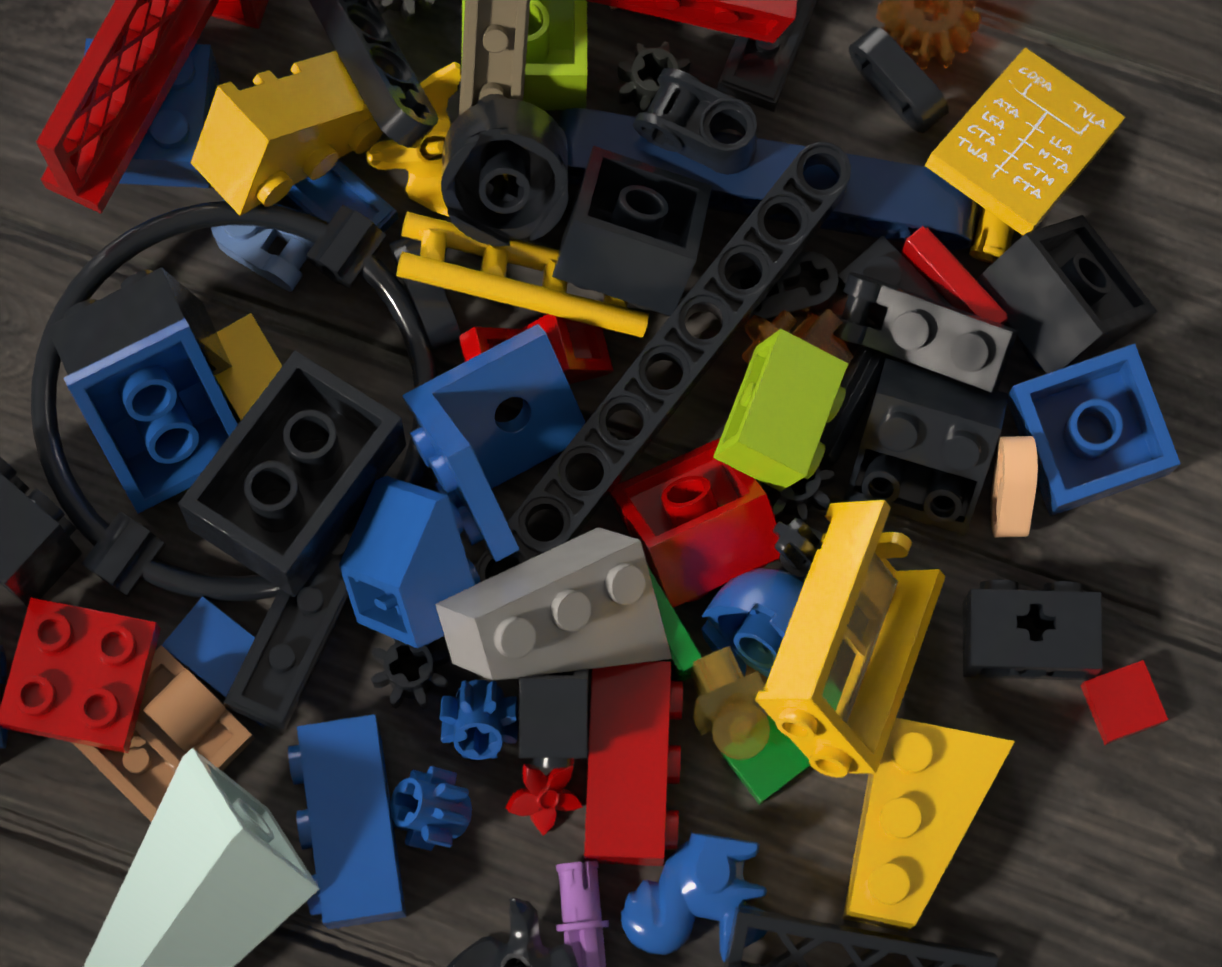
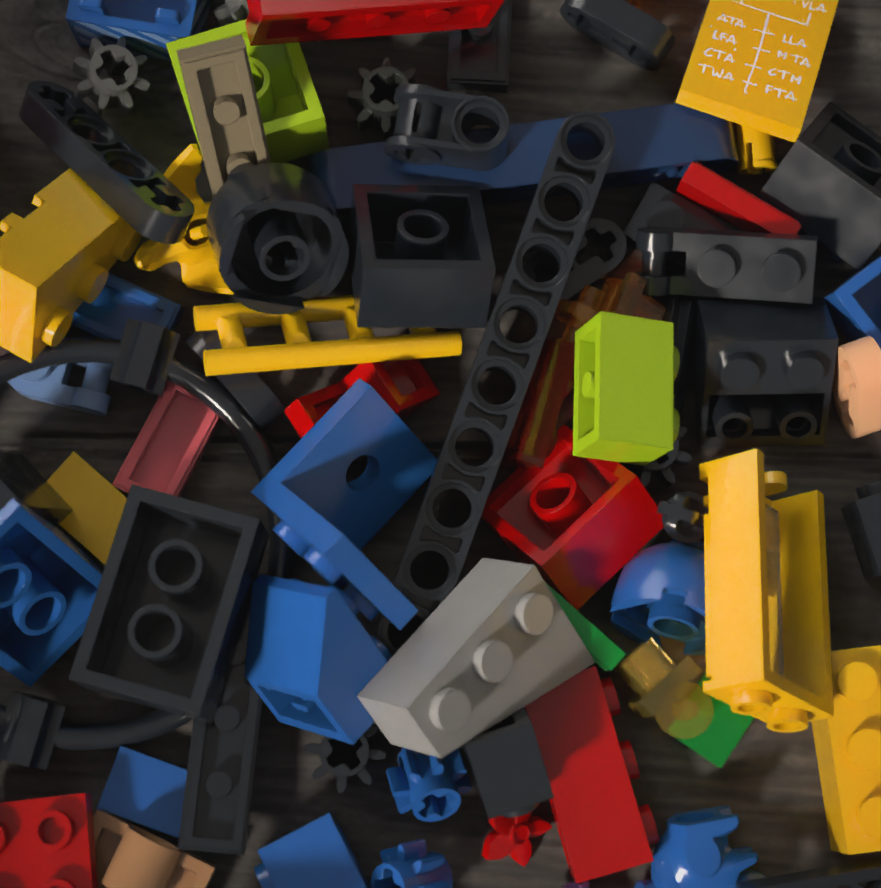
camera: 20 degrees left, 5 degrees up
(345, 332) = (169, 444): none -> coral tile
(688, 428) = (535, 426): none -> clear red plate

